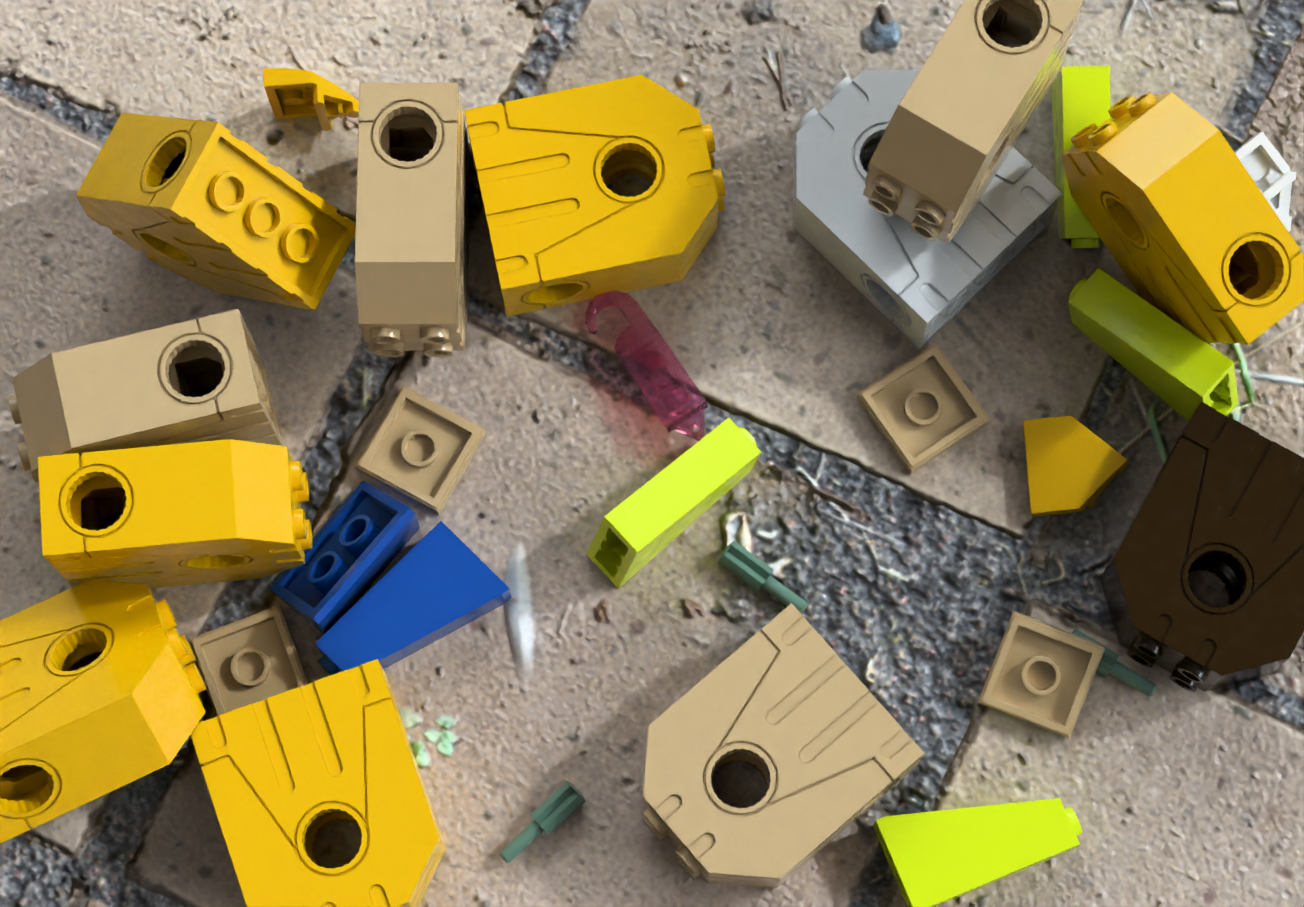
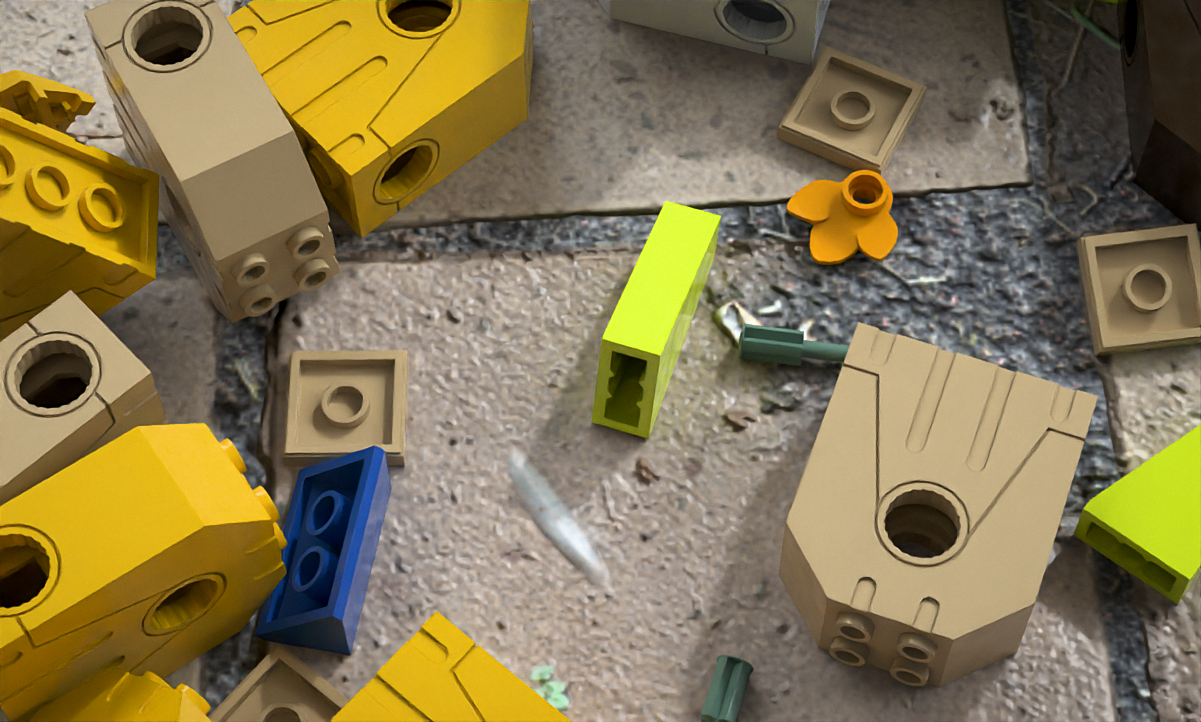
camera: 30 degrees left, 15 degrees down
(415, 604) = (438, 553): blue slope -> none
(653, 366) = (553, 202): clear pink plate -> none
(856, 496) = (843, 224): none -> light orange plate
(1066, 465) = (1031, 90): yellow slope -> none

